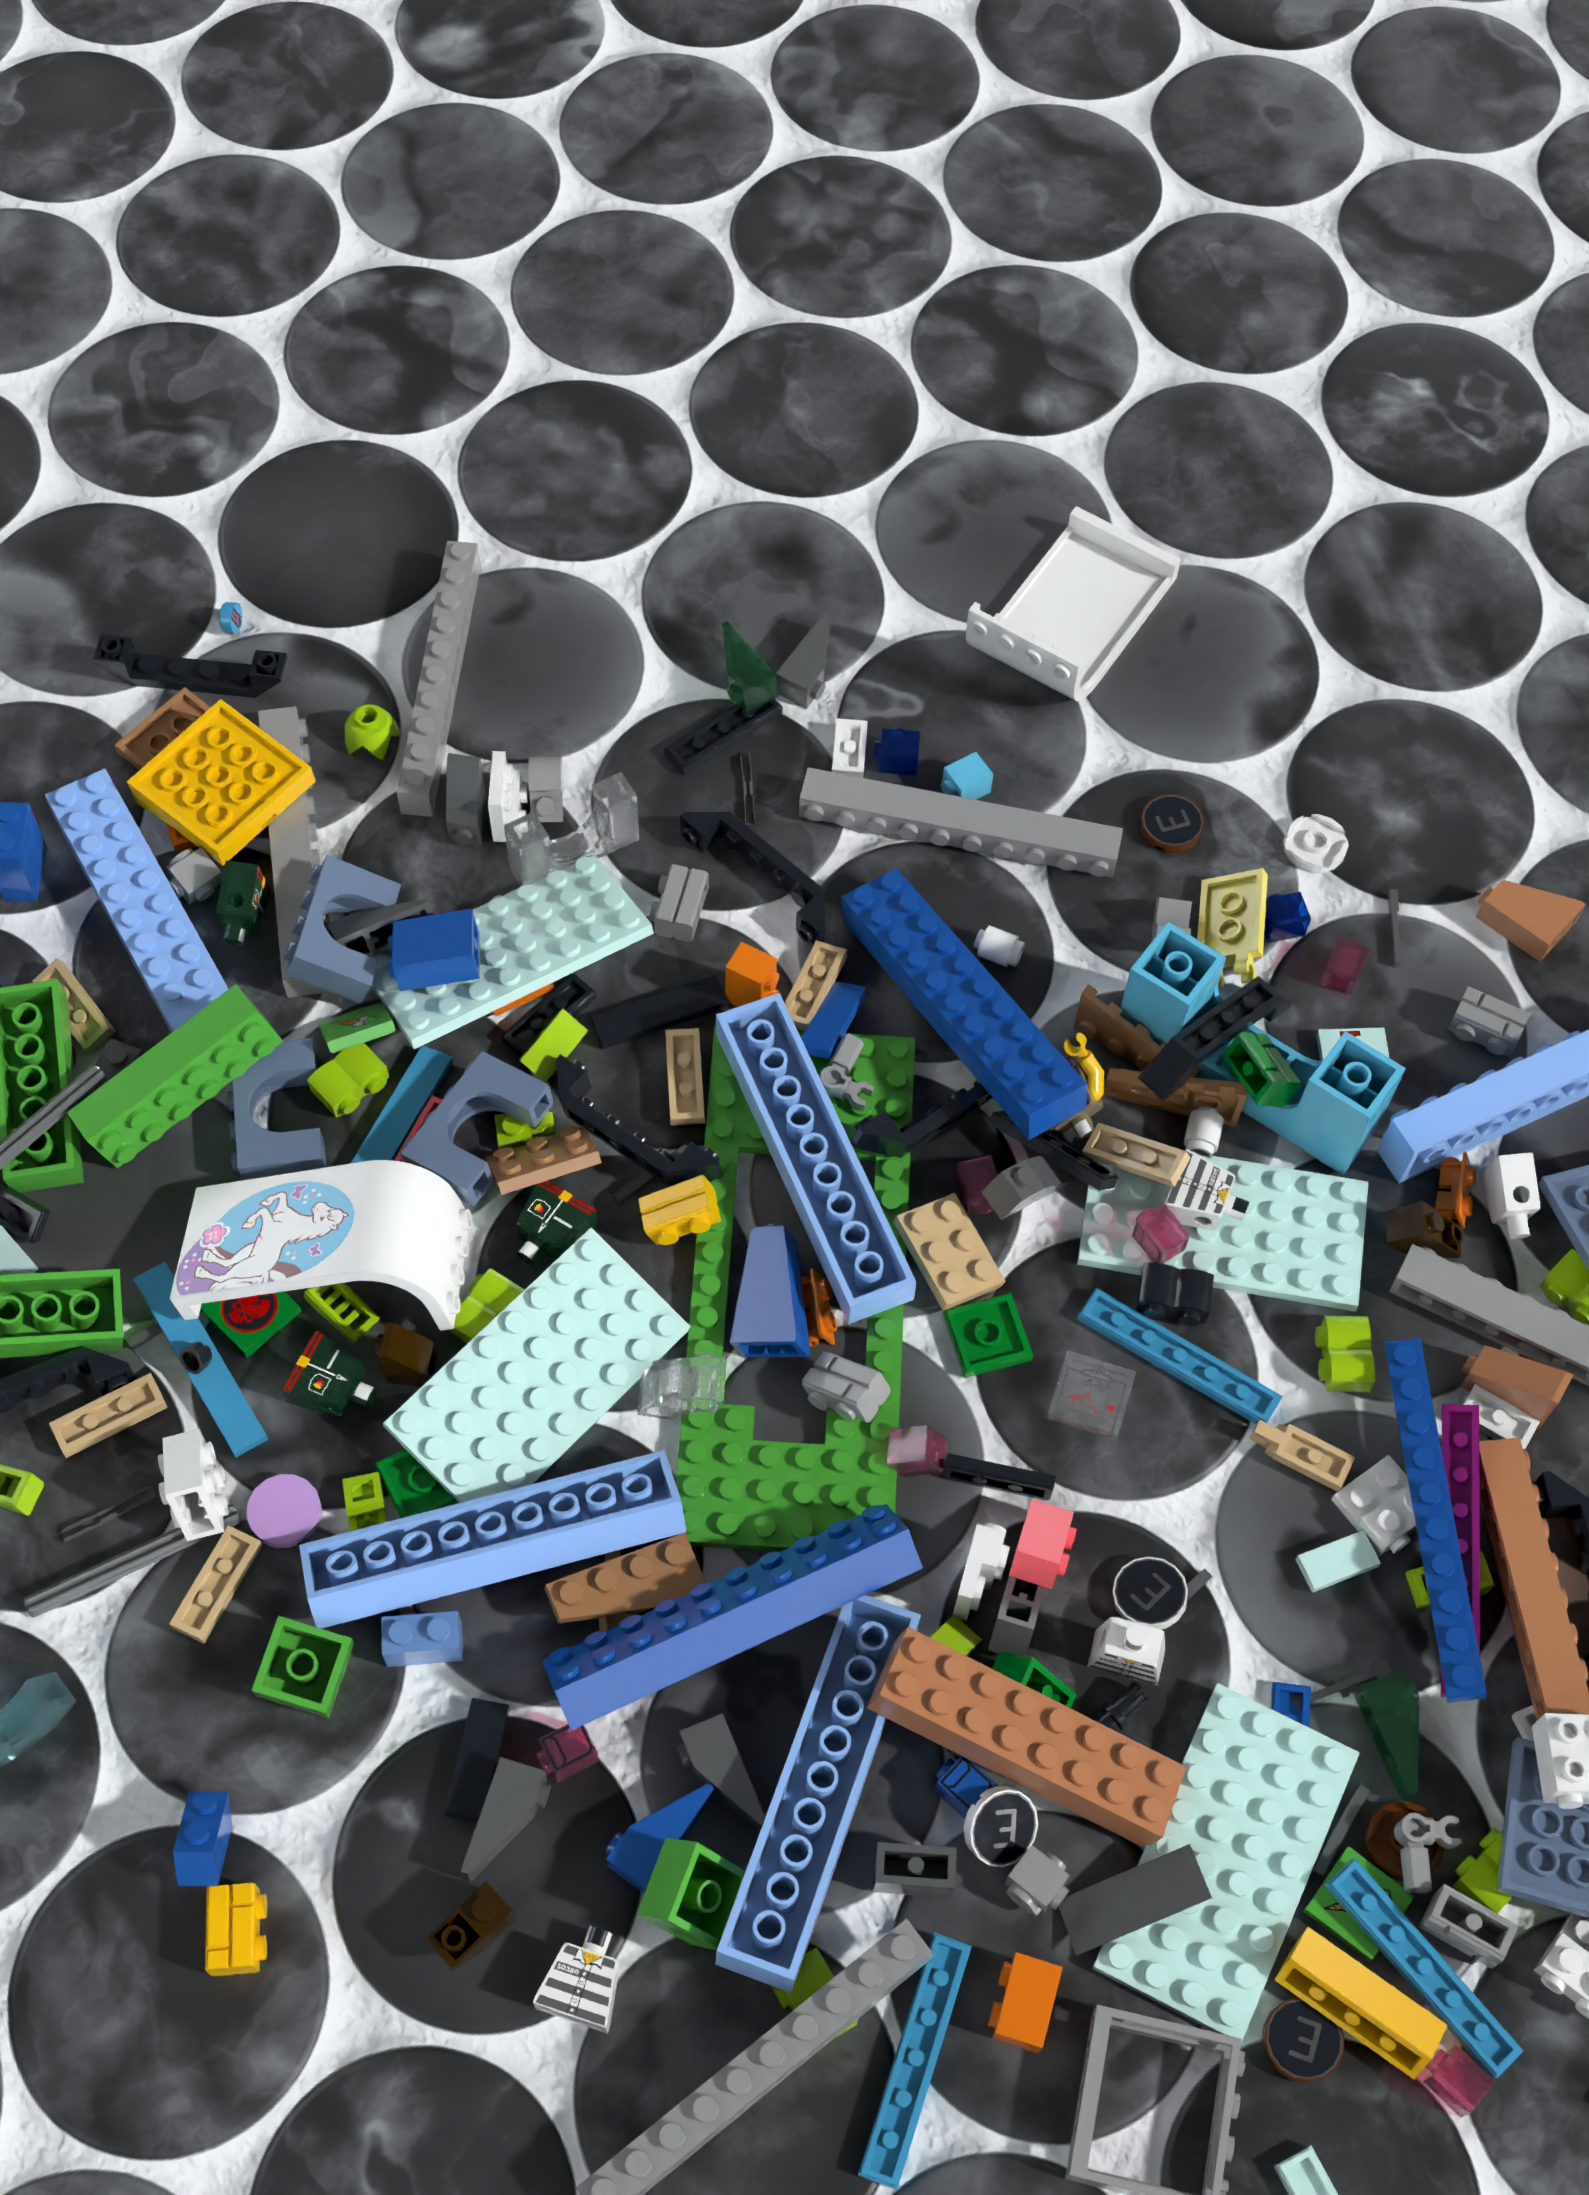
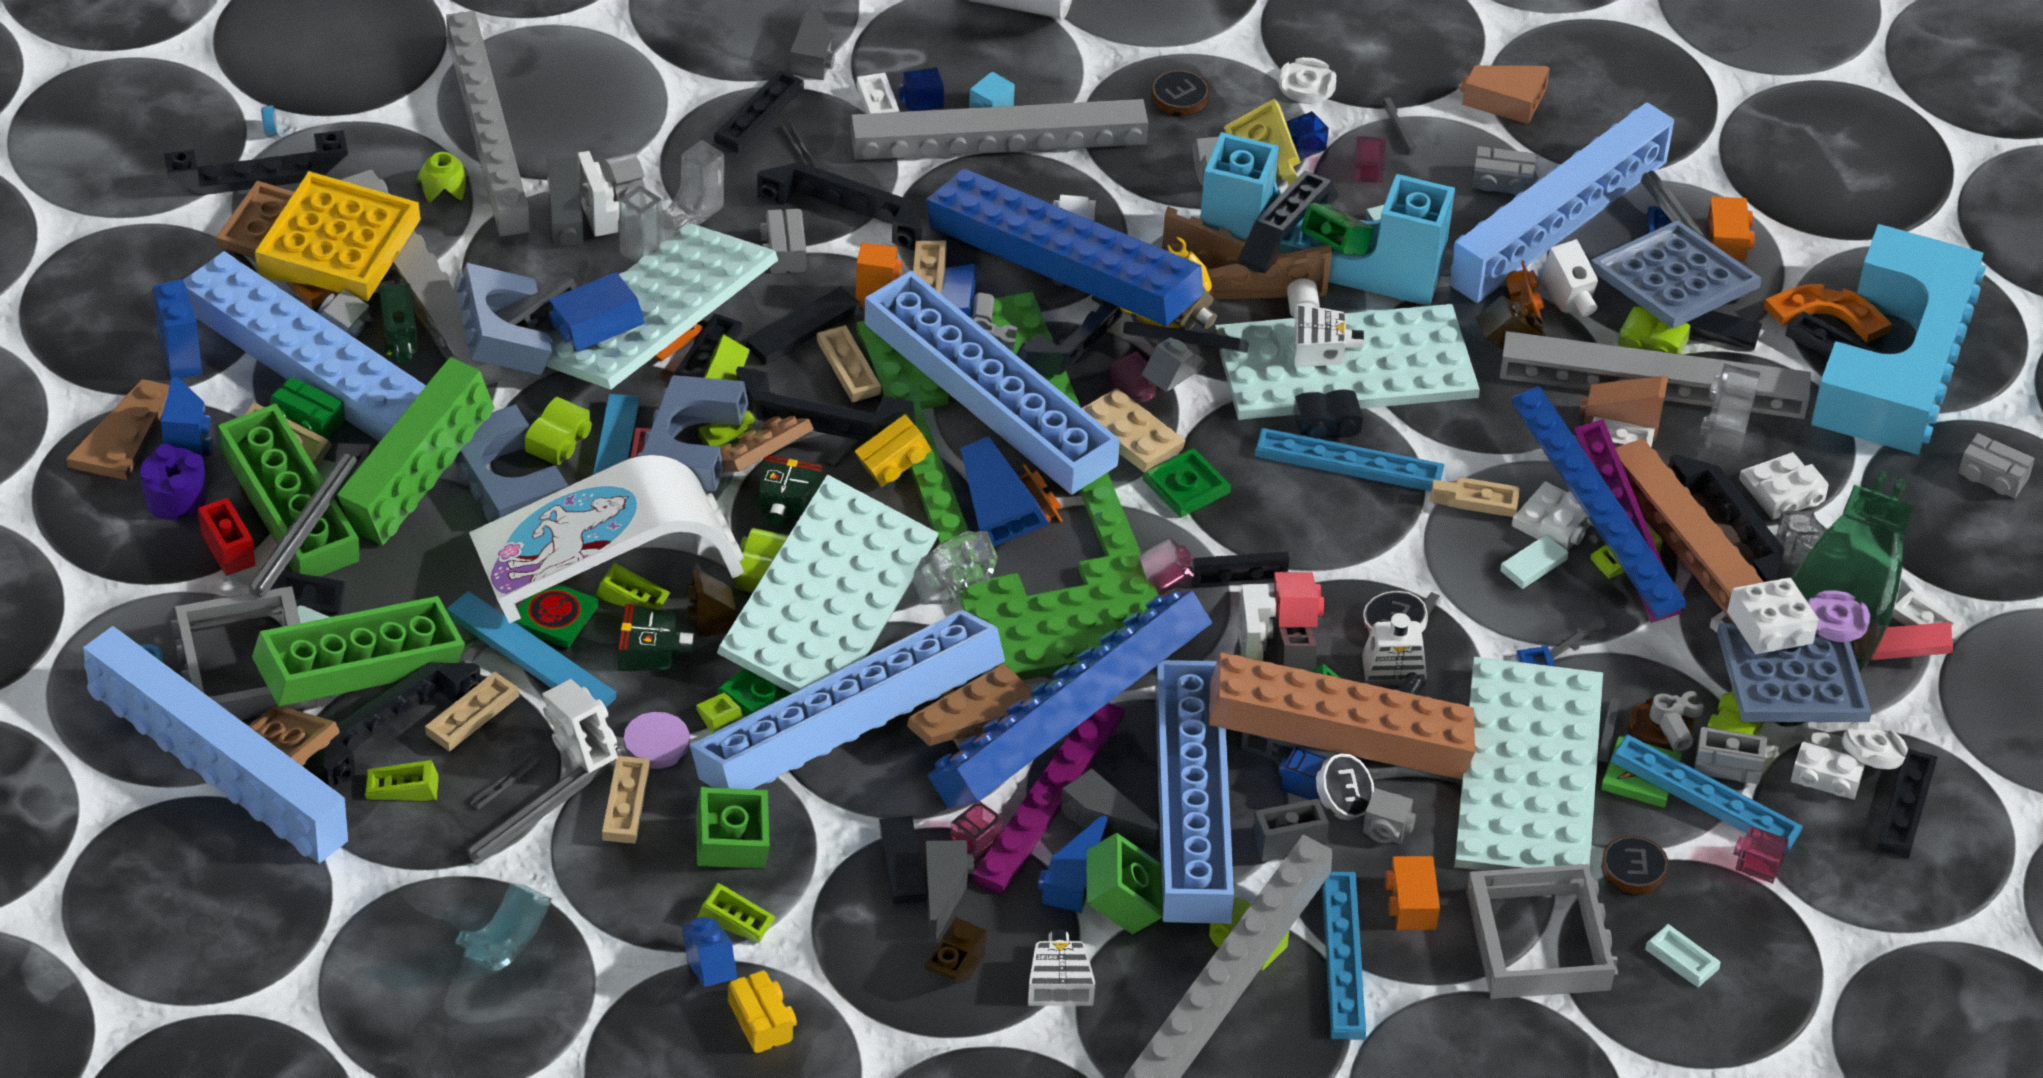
camera: 20 degrees left, 15 degrees down
(111, 980) = (309, 407): none -> green brick
(195, 1357) = (526, 644): black hinge -> none
(245, 1757) = (732, 901): none -> lime slope
(356, 1027) = (549, 390): bright green tile -> none
(422, 1639) = (820, 788): medium blue brick -> none
(656, 1736) = (1045, 799): none -> magenta plate
(749, 677) = (761, 58): clear green slope -> none
(845, 1387) = (1089, 535): light grey brick -> none
(1091, 1395) = (1290, 502): clear tile -> none
(1133, 1899) = (1468, 805): dark grey sticker -> none
(1136, 1154) = (1258, 318): tan plate -> none
(1160, 1234) = (1300, 371): clear pink brick -> none
(1346, 1353) = (1483, 422): lime brick -> none
(1361, 2003) = (1668, 823): yellow brick -> none
(1393, 1720) = (1620, 649): clear green slope -> none

